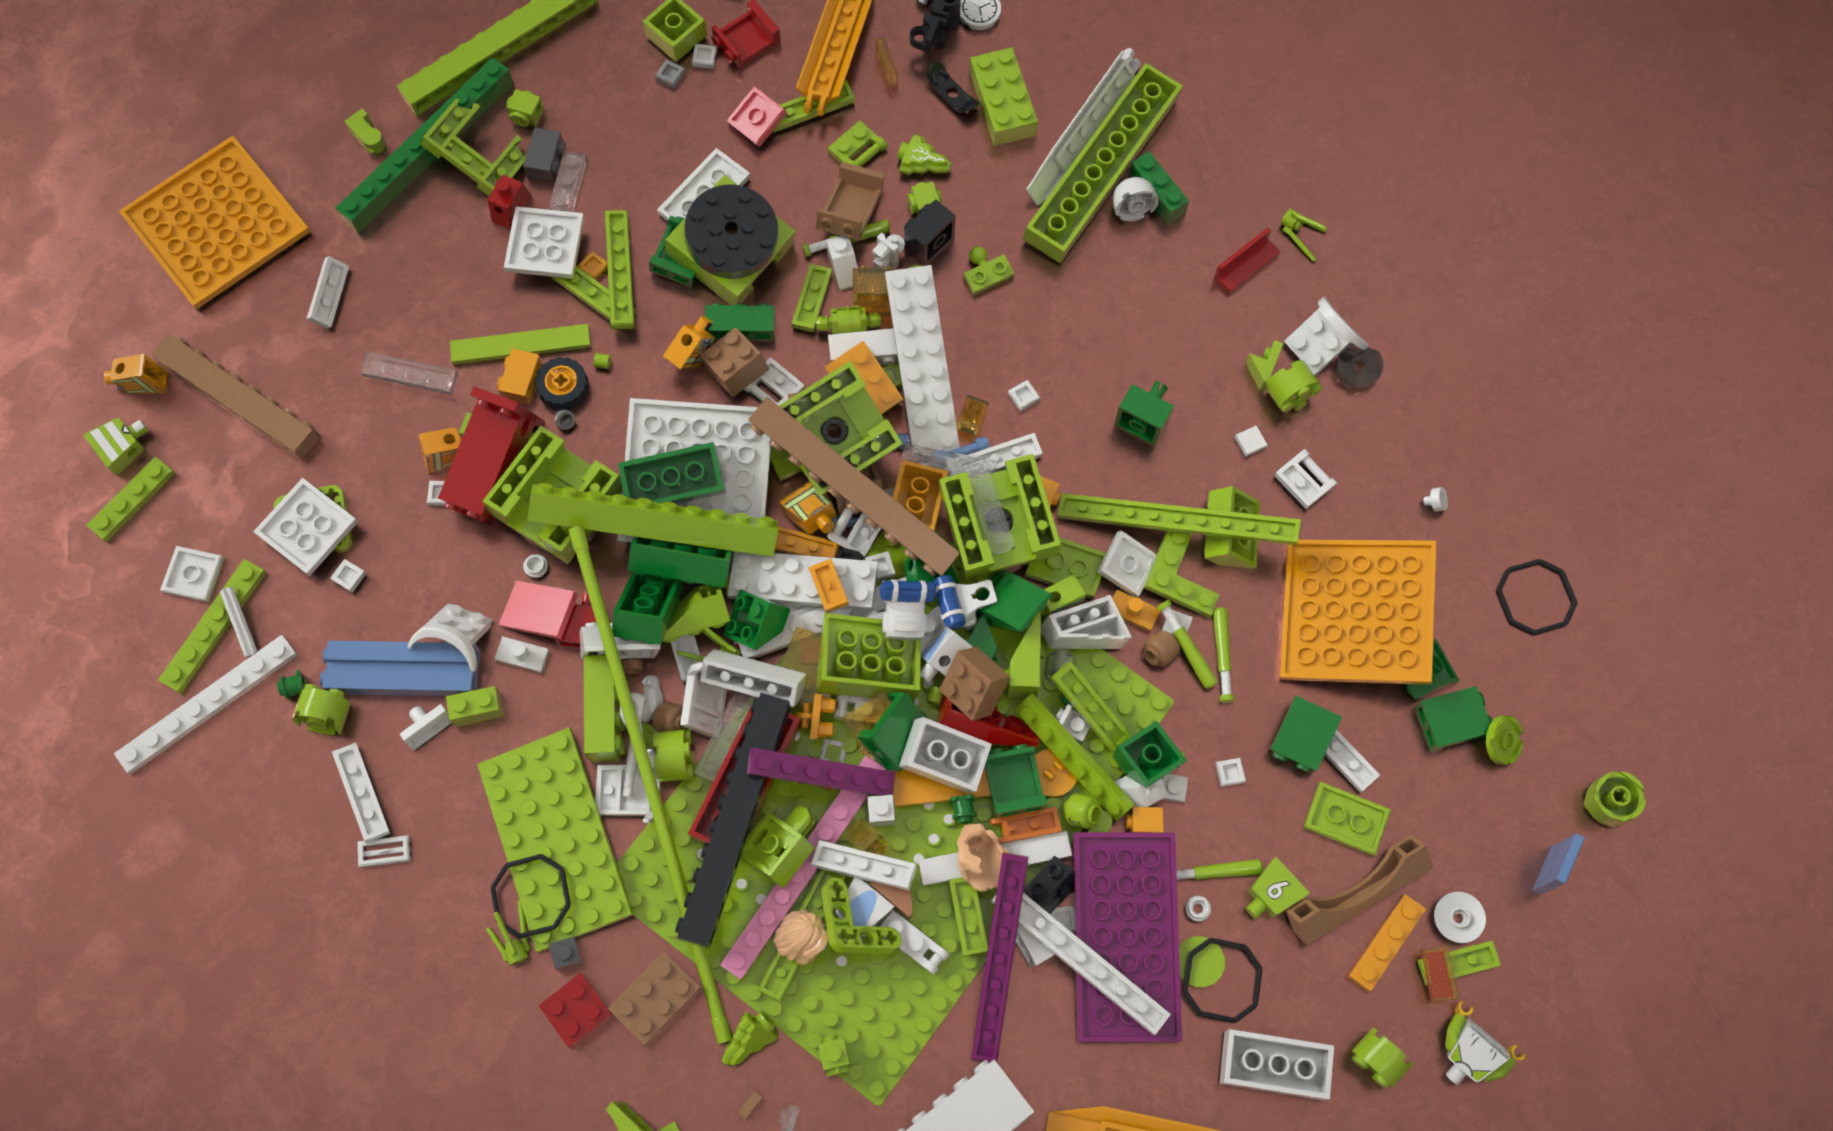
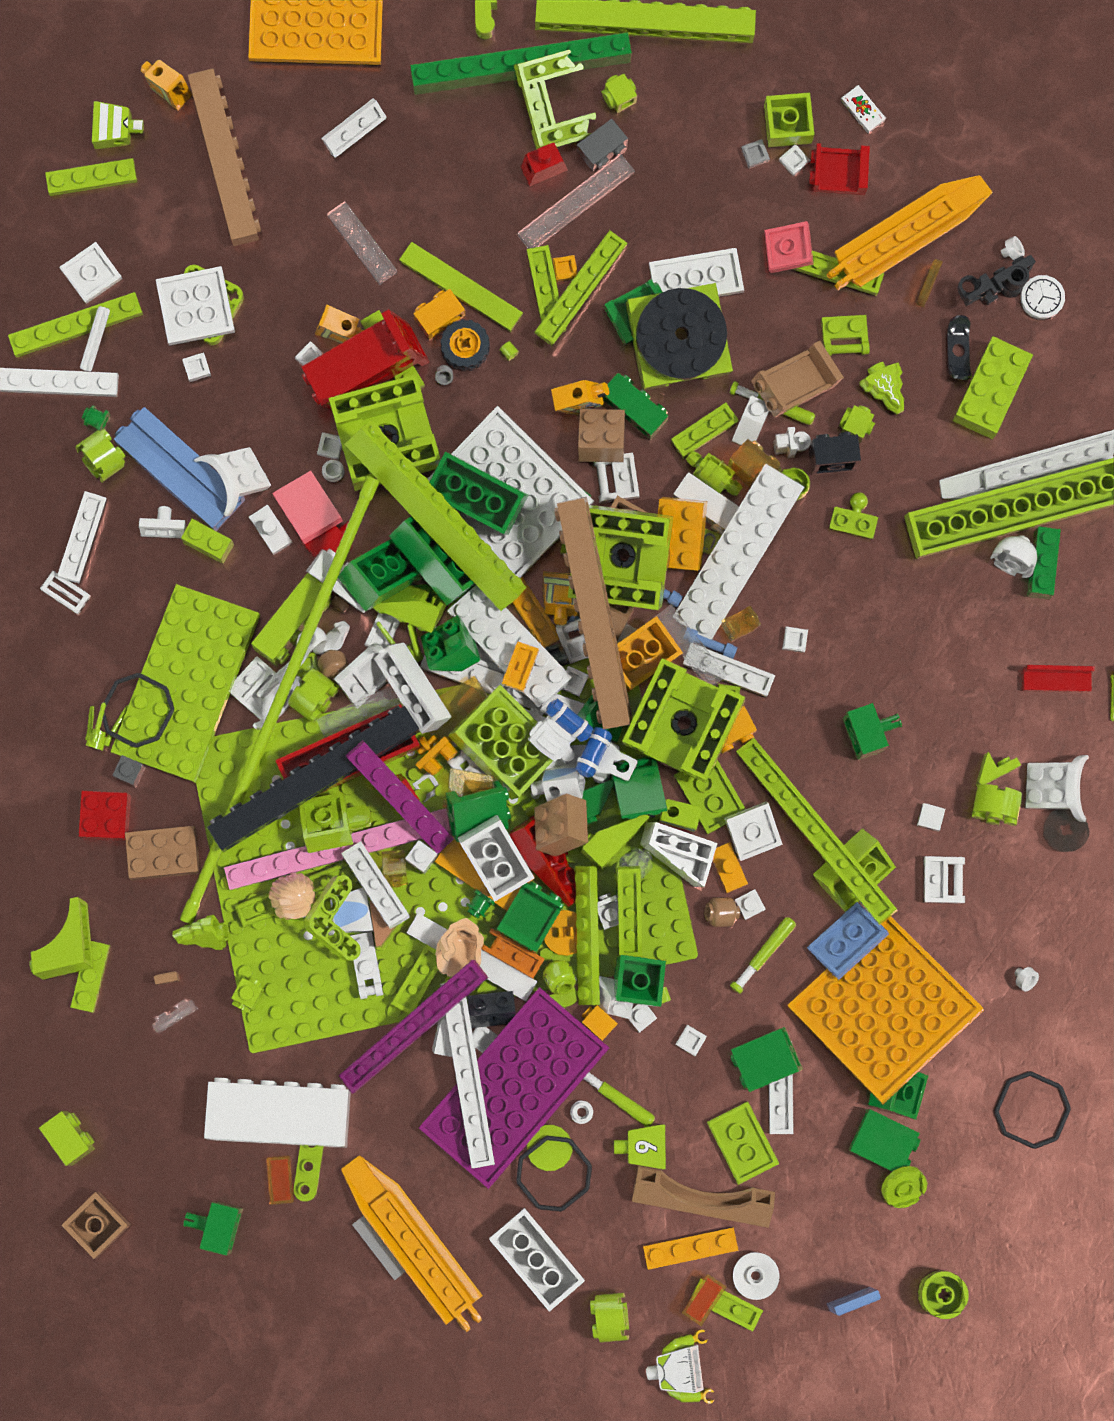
camera: 35 degrees right, 10 degrees up
(516, 549) = (330, 446): none -> white tile
(544, 242) = (541, 221): white plate -> none
(989, 507) = (684, 705): clear plate -> none
(1166, 583) = (769, 866): lime plate -> none
(1191, 651) = (740, 935): lime piece -> none
(1278, 586) = (847, 940): none -> medium blue tile

